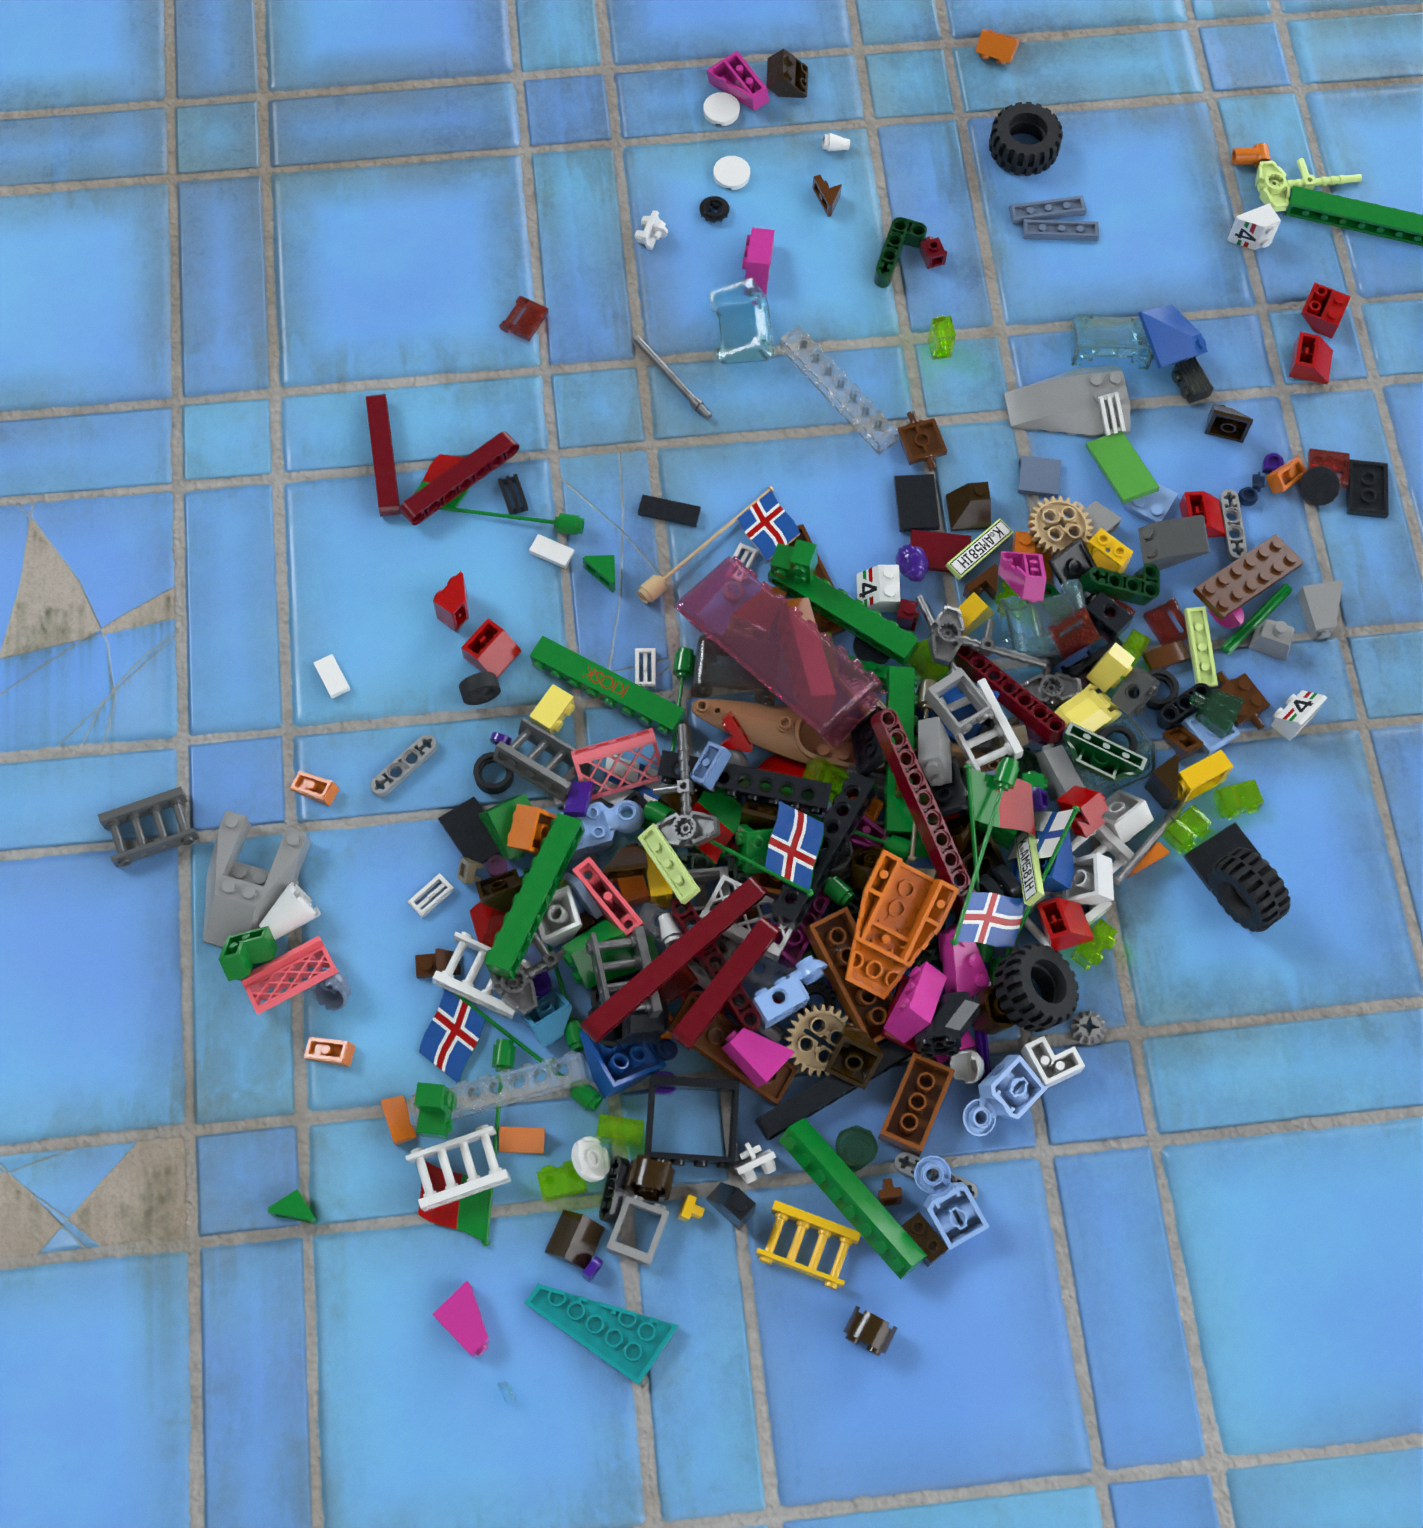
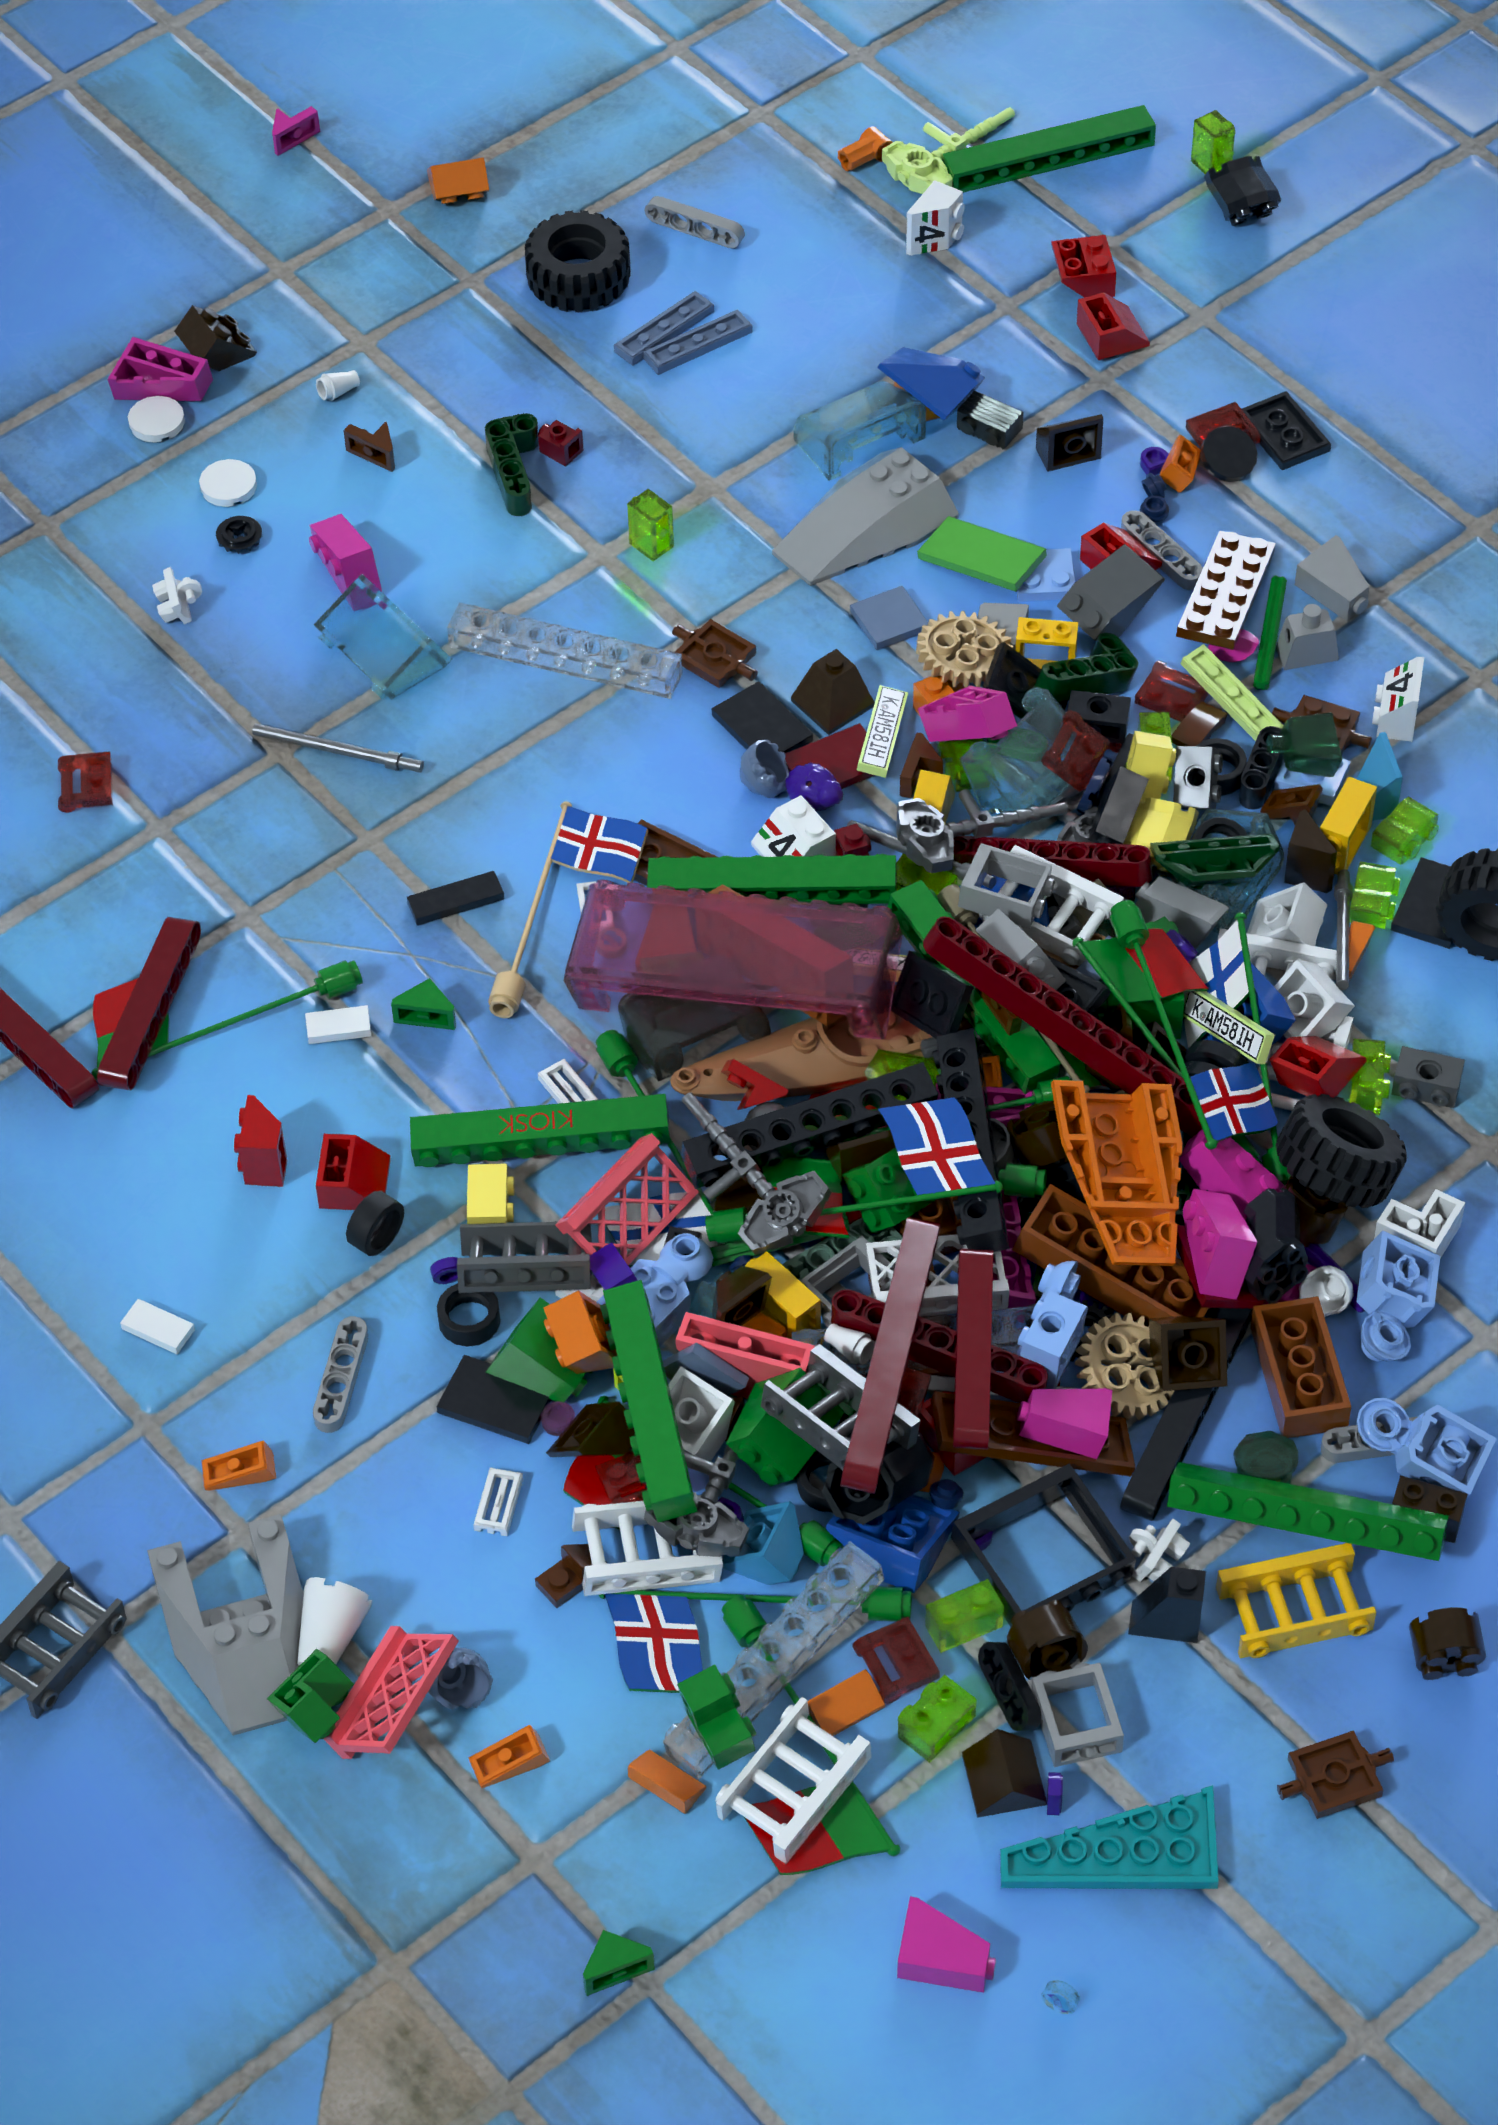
camera: 30 degrees left, 15 degrees down
(467, 870) = (527, 1439): dark tan tile -> none
(509, 480) = (237, 984): black tile -> none
(575, 1129) = (906, 1654): none -> clear red plate
(590, 1159) = (955, 1667): white tile -> none
(669, 864) = (793, 1262): yellowish green tile -> none
(690, 1209) = (1120, 1650): yellow tile -> none
(710, 765) = (756, 1123): medium blue slope -> none
(751, 1364) = (1335, 1774): none -> reddish brown plate
(795, 562) = (679, 851): green brick -> none
(889, 1195) = (1348, 1482): reddish brown tile -> none
(893, 534) = (764, 769): none -> sand blue hair
(1068, 687) = (1117, 807): none -> black slope
(1081, 1033) = (1428, 1182): light grey gear -> none
(1091, 807) = (1258, 909): red brick -> none
(1114, 149) = (723, 232): none -> light grey beam
(1115, 428) = (929, 496): white tile -> none
(1128, 955) = (1428, 1077): none -> dark grey brick
(1245, 758) = (1382, 771): none -> dark azure slope

